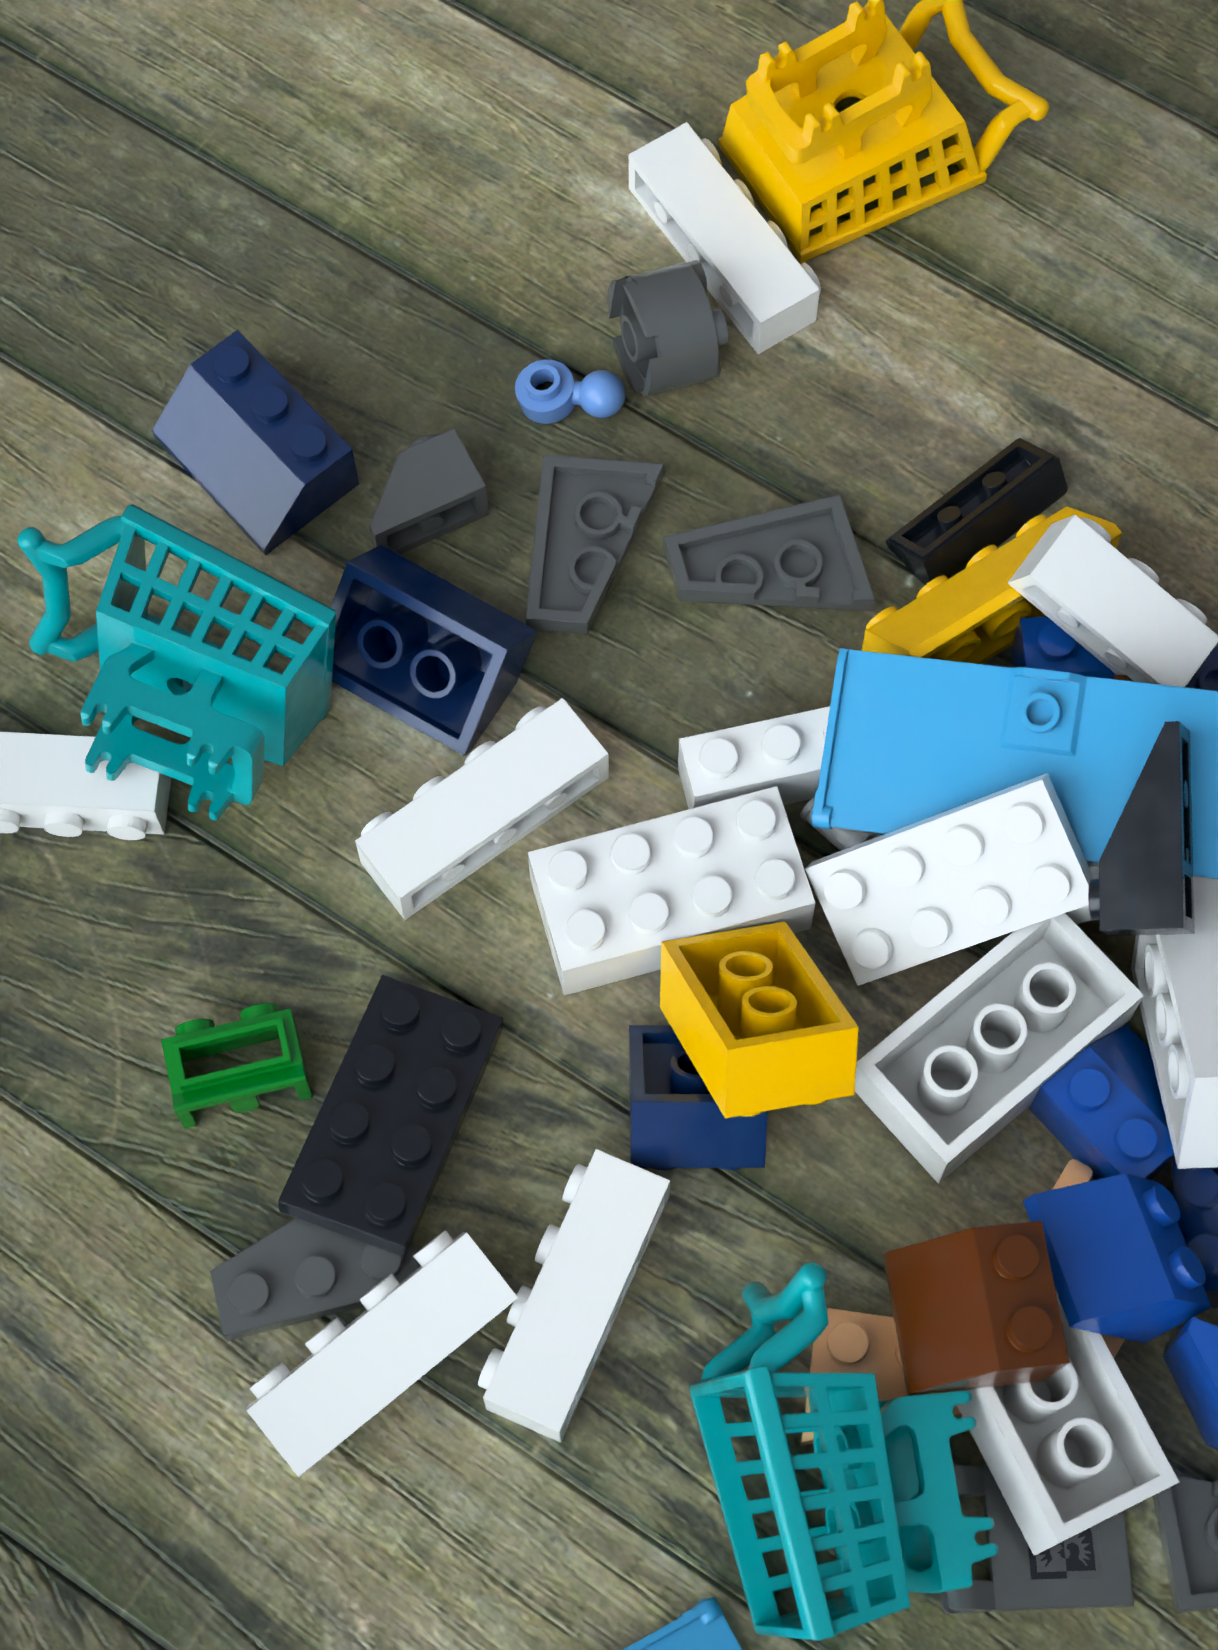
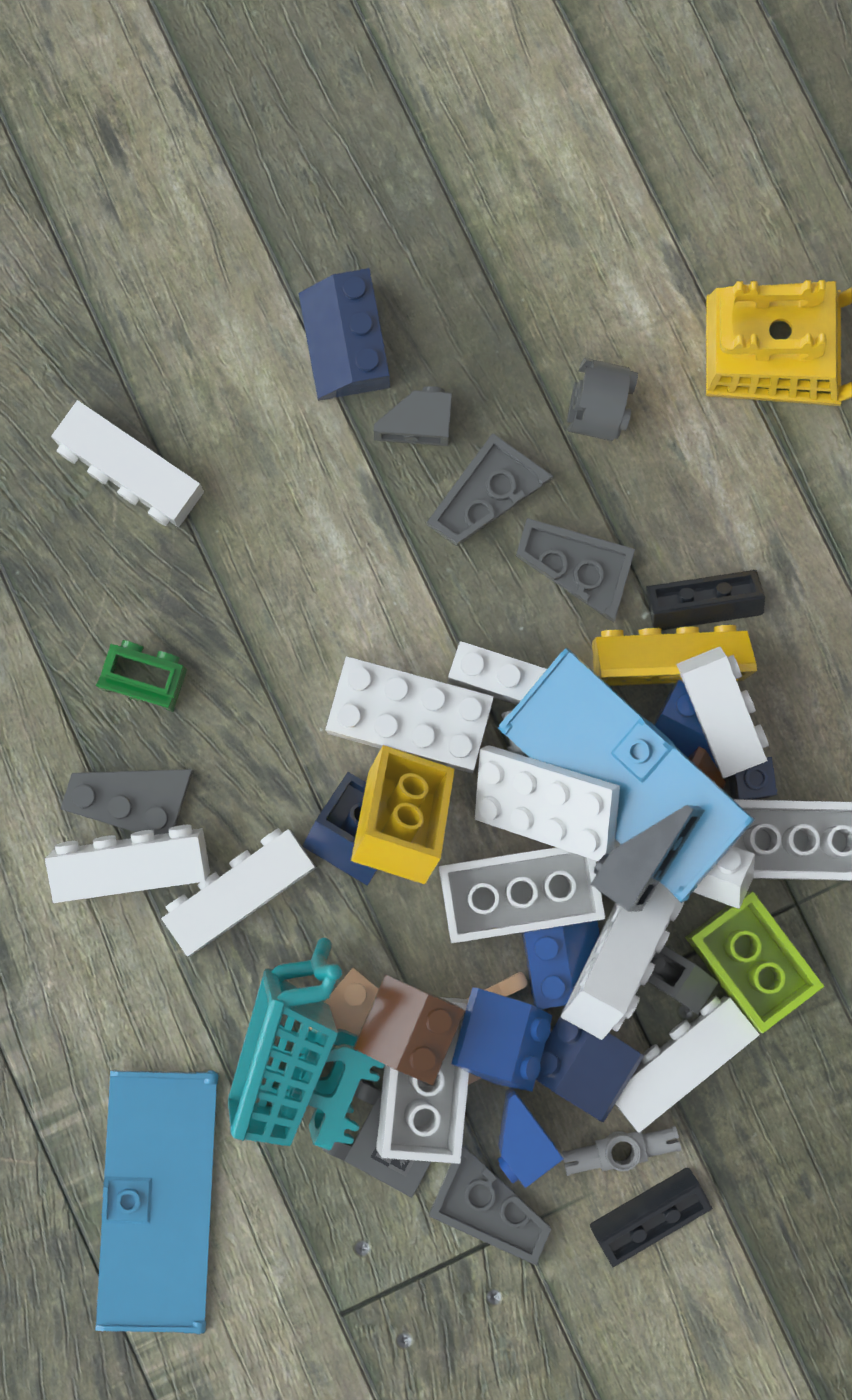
camera: 30 degrees right, 15 degrees up
(179, 676) = (210, 447): teal piece -> none
(391, 1116) = (203, 747): black plate -> none
(424, 648) = (364, 505): dark blue slope -> none
(482, 807) = (343, 612): white brick -> none
(599, 393) = (545, 412): medium blue plate -> none
(716, 223) = (670, 358): white brick -> none

